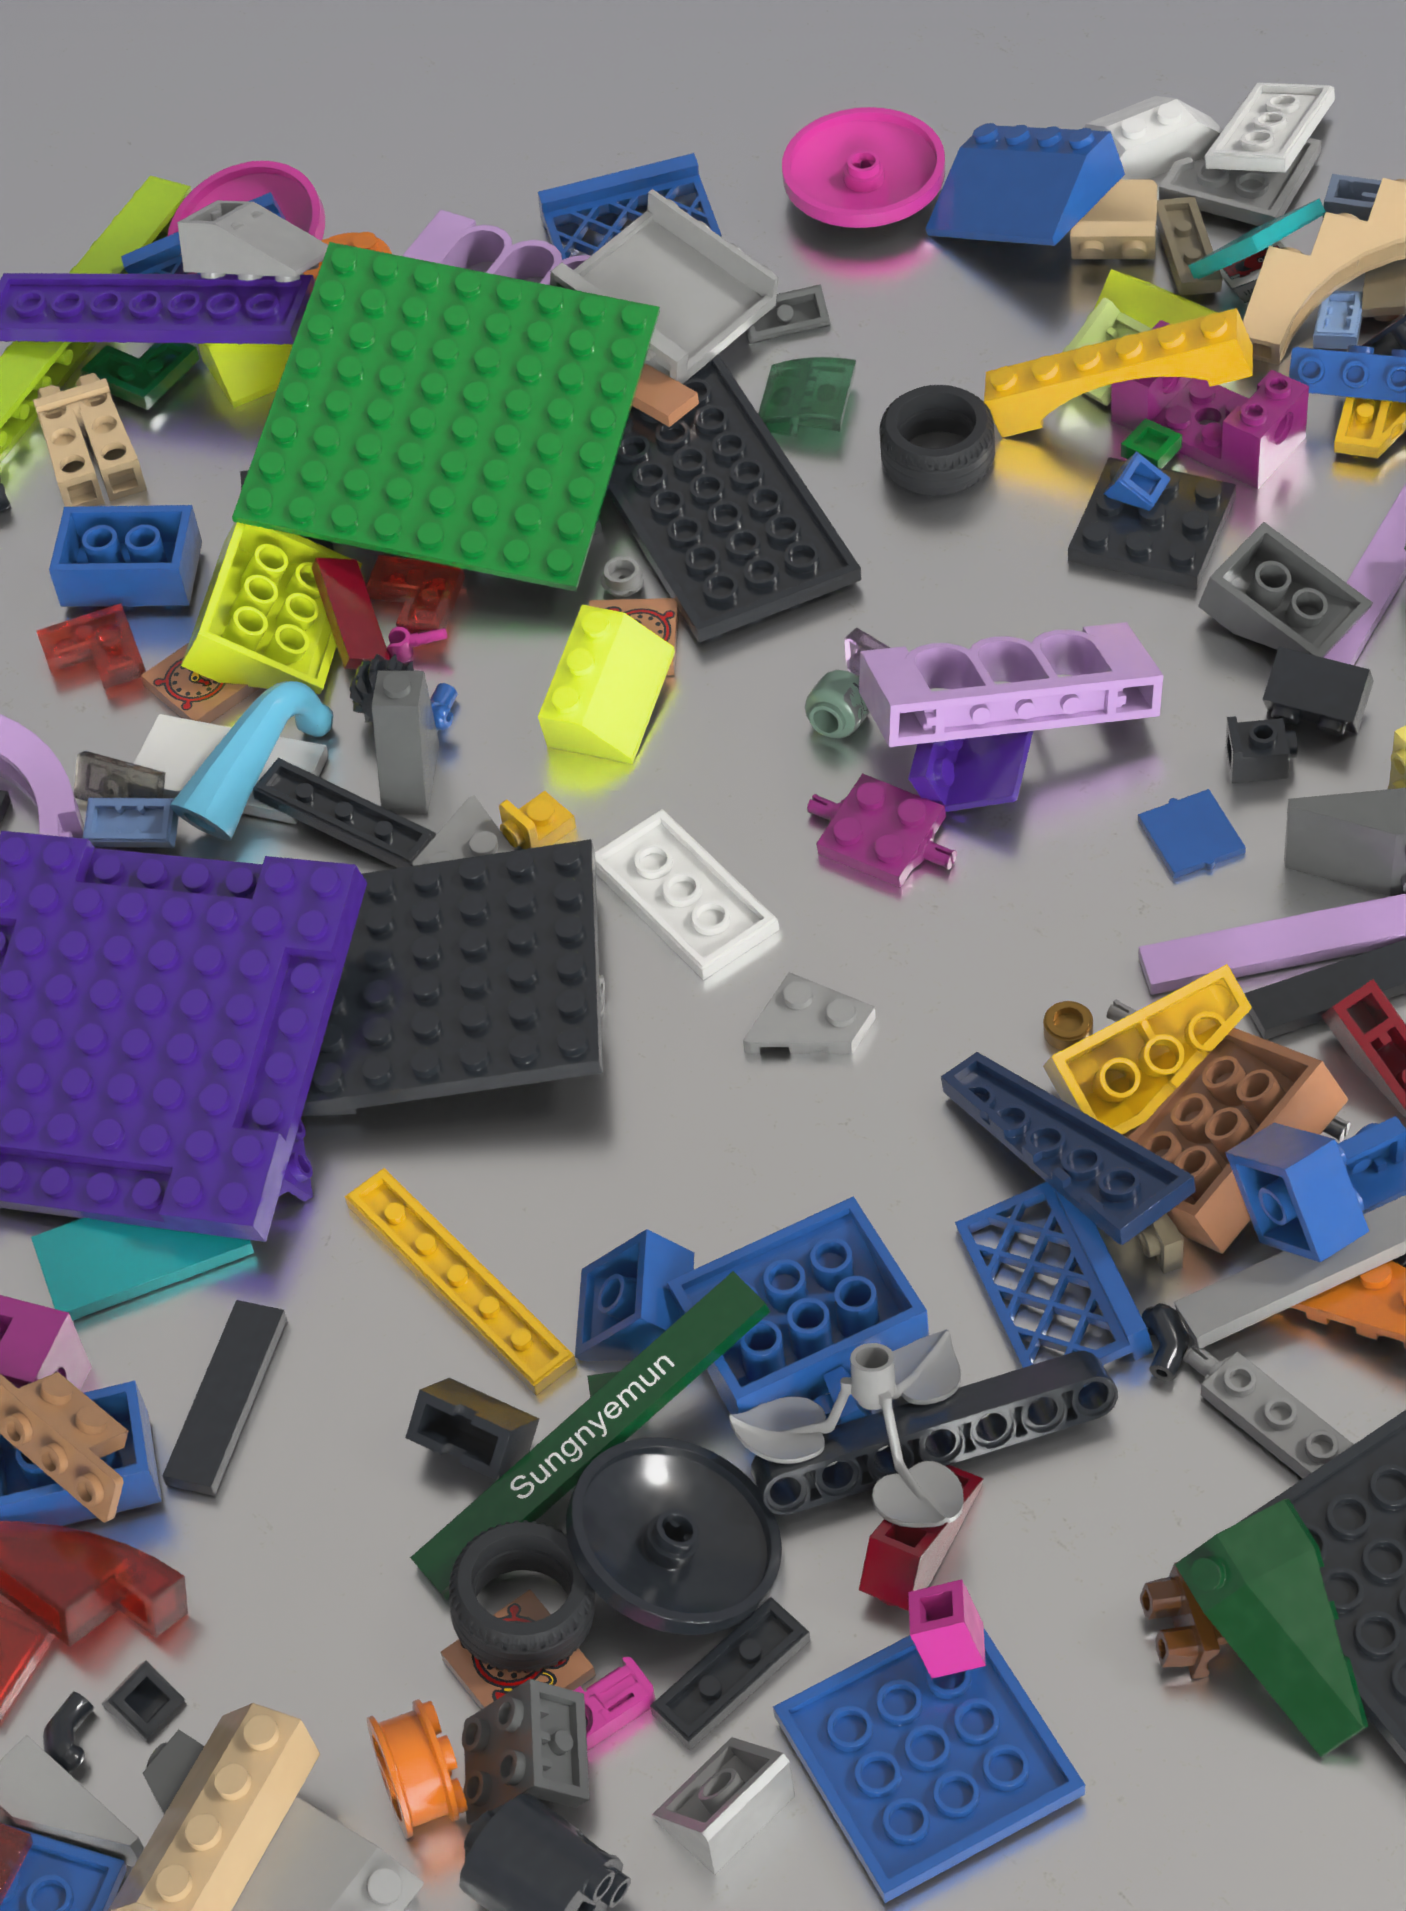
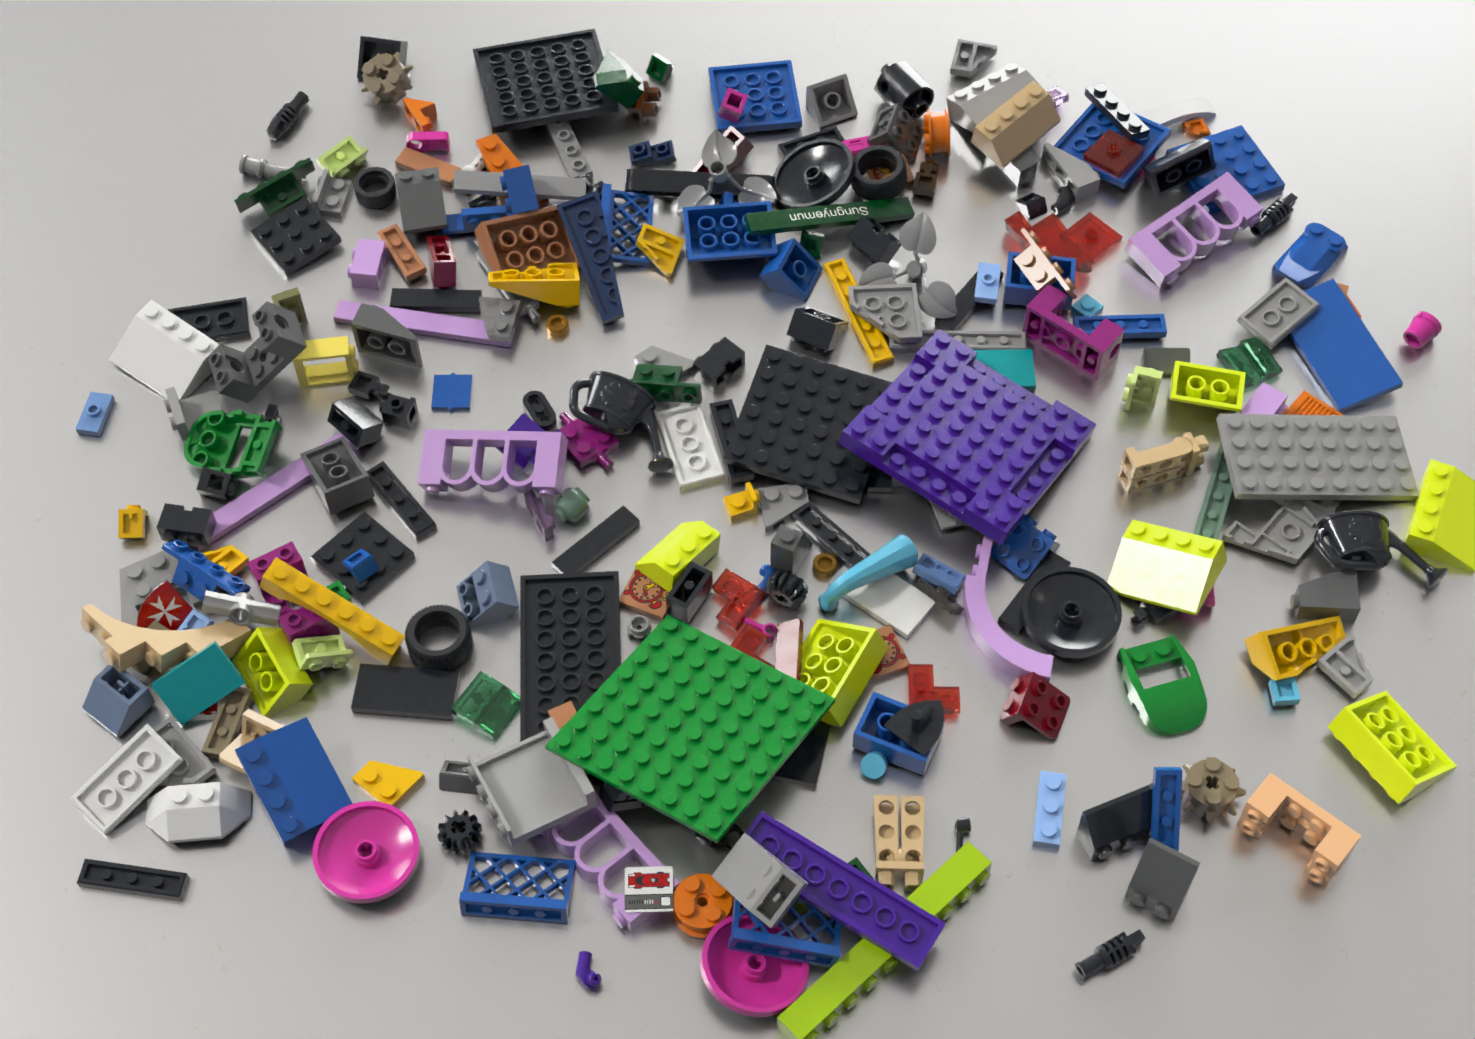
camera: 165 degrees left, 5 degrees up
(89, 544) = (918, 725): none -> black shield
(188, 1423) = (987, 283): none -> light blue plate
(215, 1288) = (974, 339): none -> light grey tile
(347, 774) = (824, 565): none -> pearl gold tile
(355, 1392) = (920, 237): none -> light grey plant
(383, 1273) = (890, 309): none -> light grey plate
(409, 1654) = (926, 179): none -> dark brown plate
(433, 242) = (649, 889): none -> sticker
(466, 664) = (741, 597): none -> clear red plate
(483, 172) = (585, 973): none -> dark purple arm
(524, 1197) = (816, 328): none -> black slope
(550, 625) = (689, 592): none -> black brick
(629, 943) = (725, 420): none -> black plate
(697, 1051) = (717, 363): none -> black brick
(753, 233) = (459, 832): none -> black gear
(765, 676) = (596, 542): none -> black tile
(793, 953) = (665, 383): none -> dark green bracket
(844, 866) = (616, 408): none -> black piece
(897, 524) = (488, 594): none -> sand blue slope
(899, 267) = (387, 782): none -> yellow wing
(945, 1249) = (660, 247): none -> yellow wing
(953, 362) = (405, 691): none -> black tile
(1000, 845) = (542, 410): none -> black plate
(1097, 1501) = (646, 155): none -> dark blue slope
(1156, 624) = (400, 501): none -> black tile
(1173, 958) = (500, 317): none -> flat silver wing
(1175, 62) = (133, 879): none -> black tile
(1210, 1742) = (659, 68): none -> dark green tile
(1277, 334) = (241, 608): none -> light grey piece
(1349, 770) = (367, 385): none -> black plate

